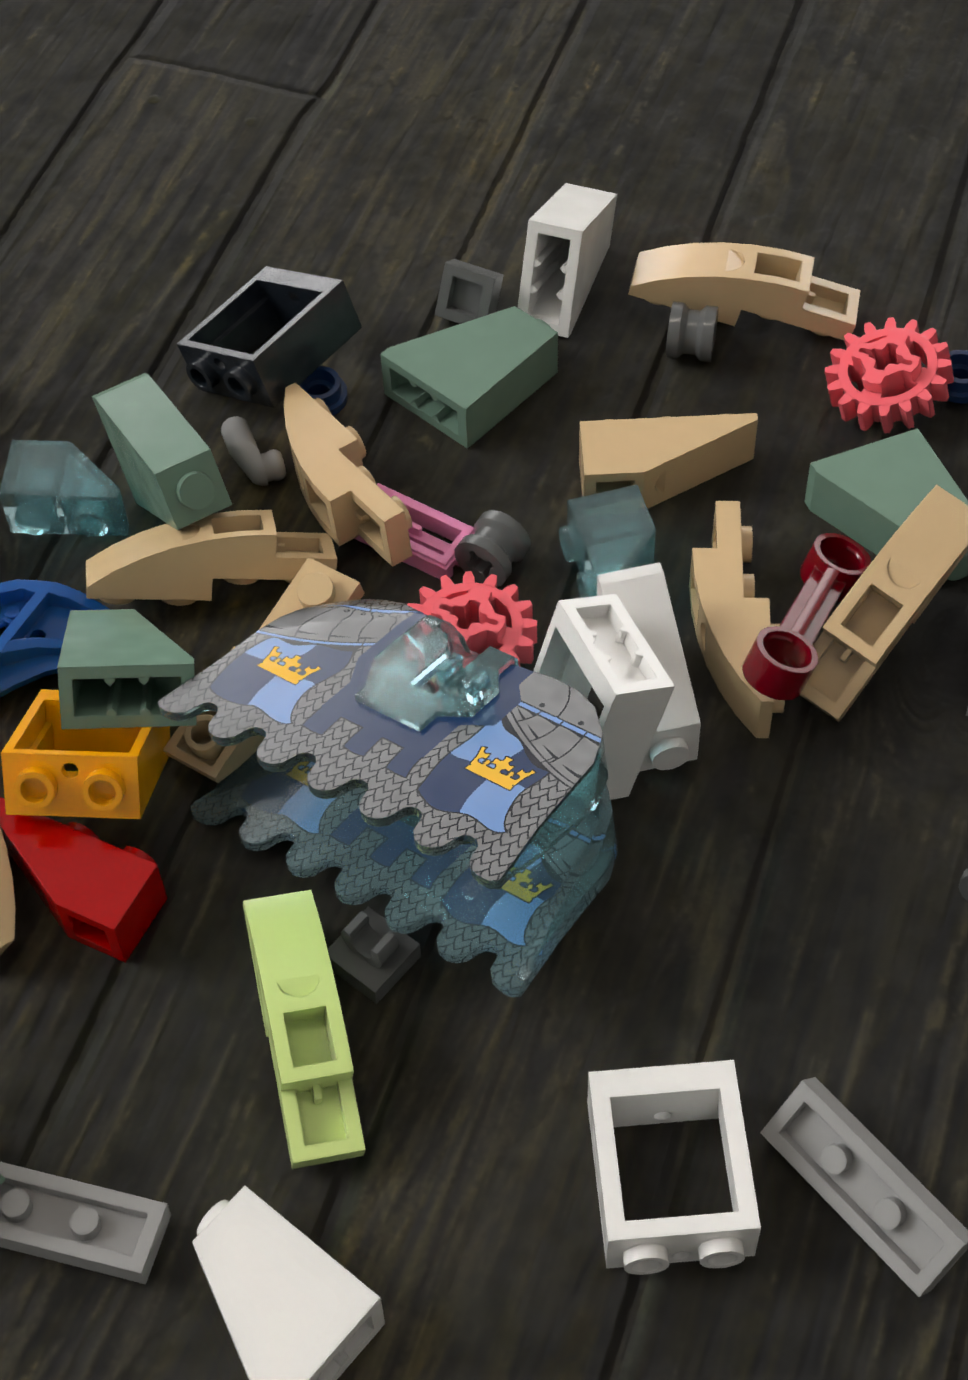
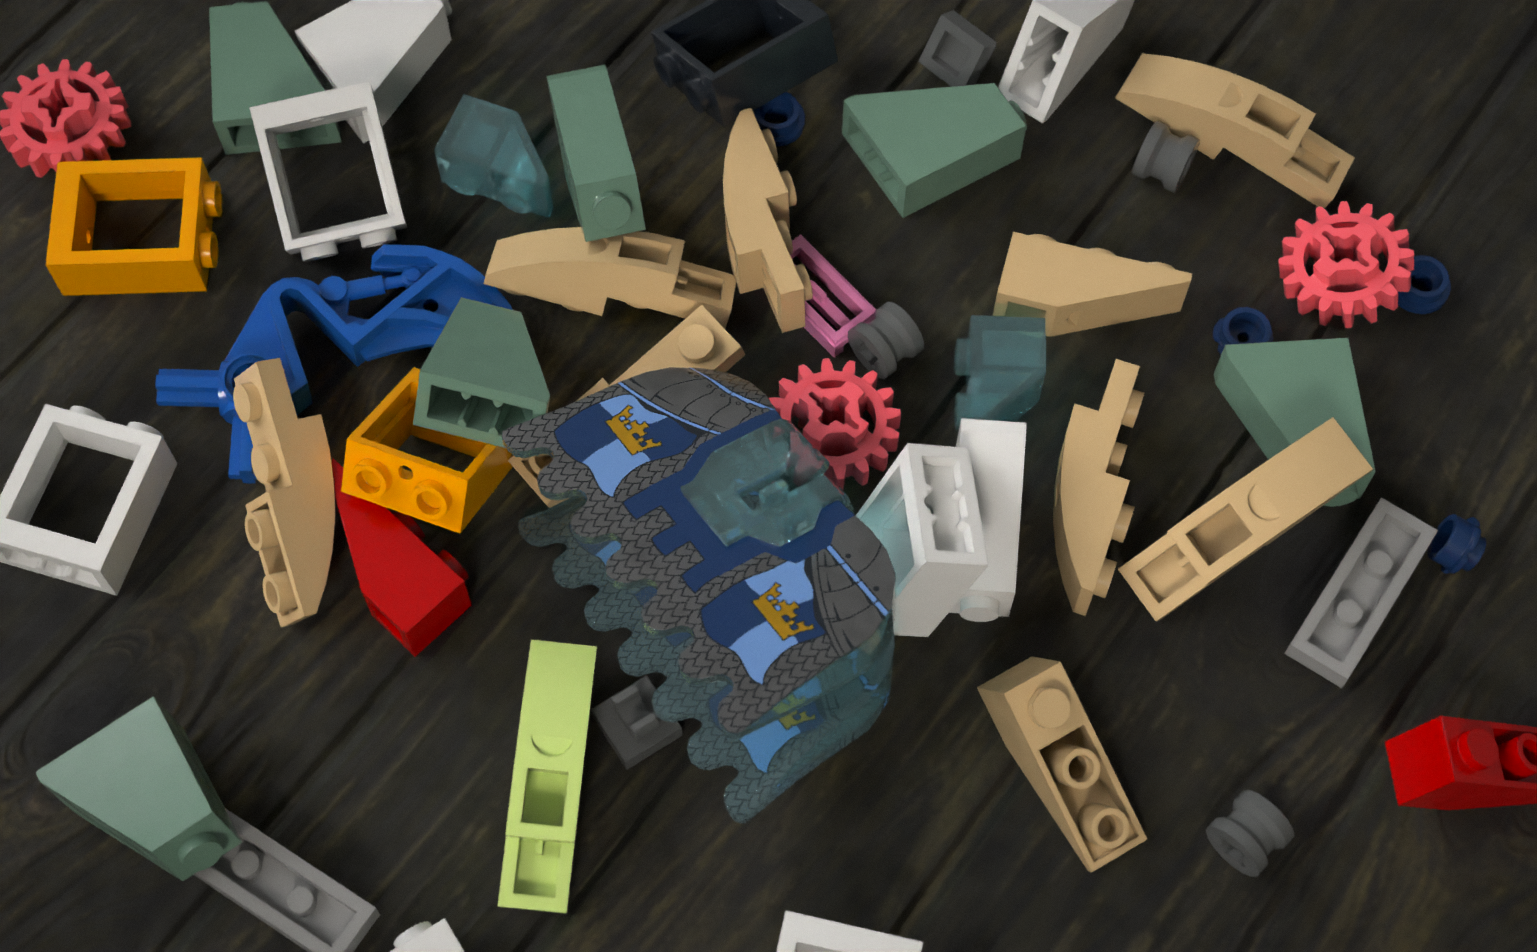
camera: 15 degrees right, 10 degrees up
(245, 452) = (682, 160): light grey arm -> none
(785, 654) = (1160, 509): dark red piece -> none
(799, 861) = (1063, 759): none -> tan slope
(814, 448) = (1242, 322): none -> dark blue plate

